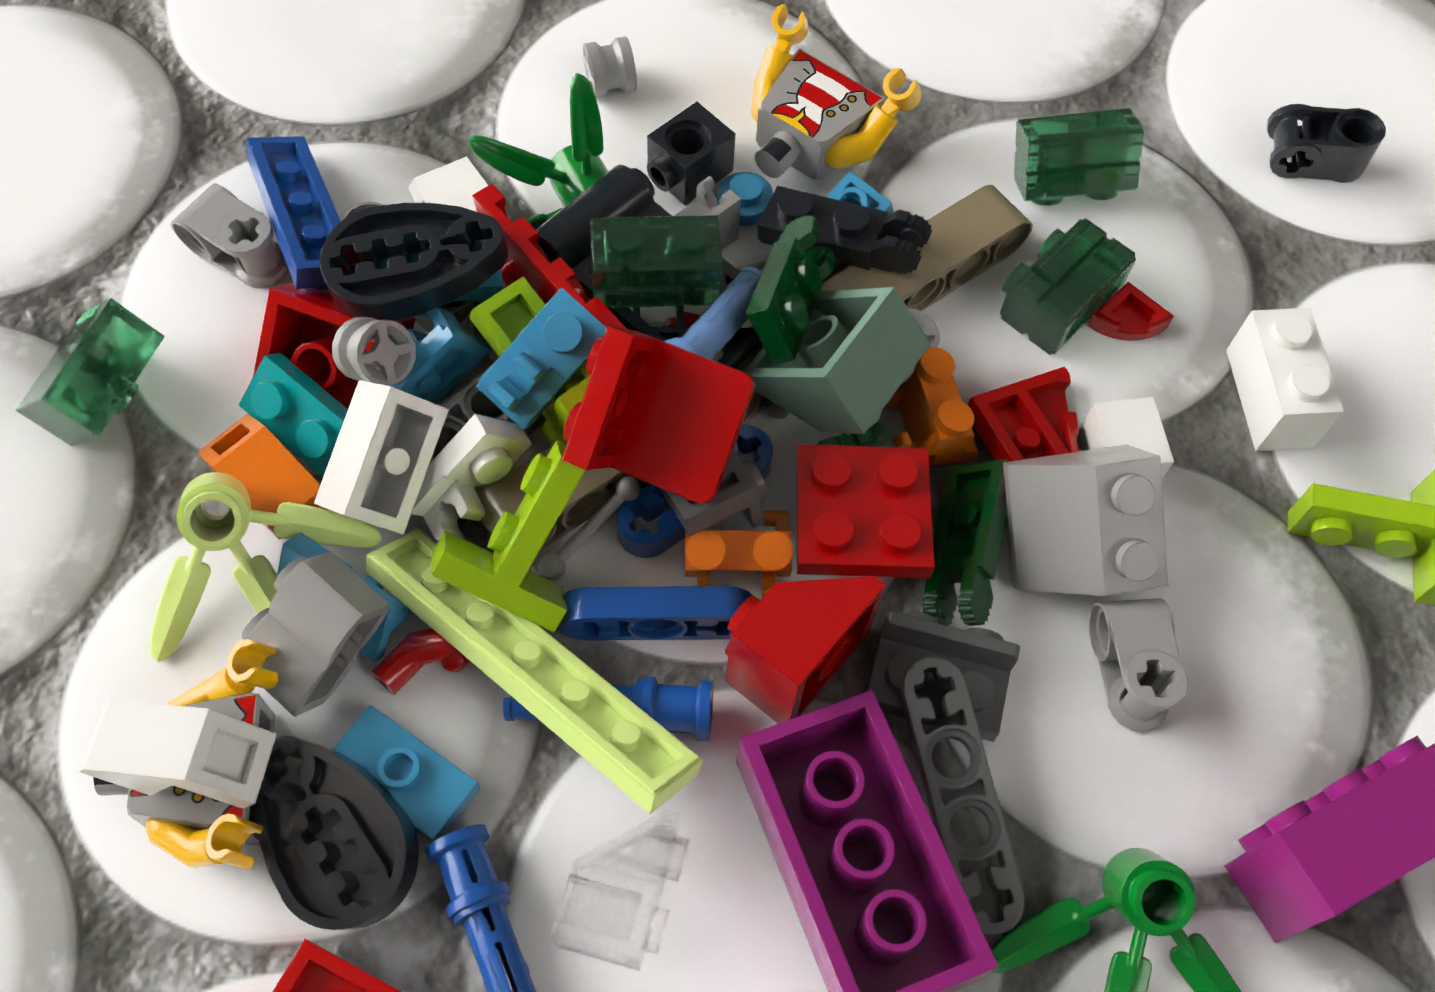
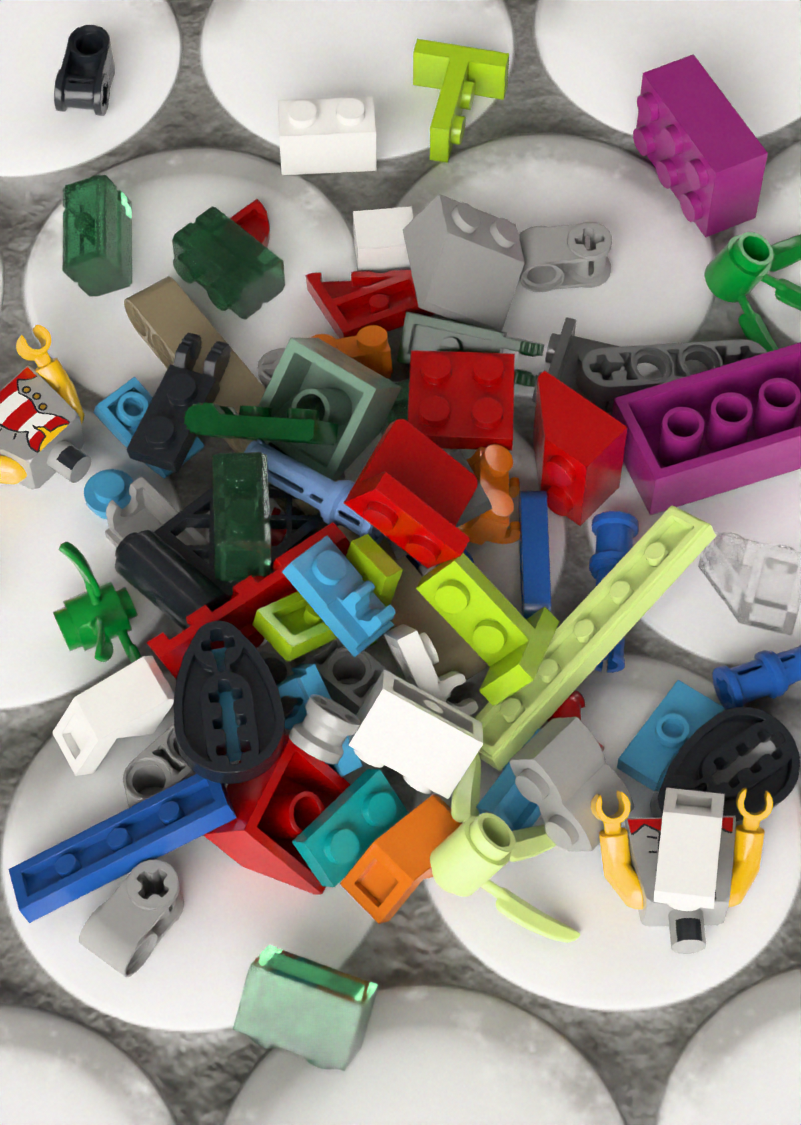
camera: 85 degrees left, 5 degrees down
(689, 151) = (60, 512): black brick -> none

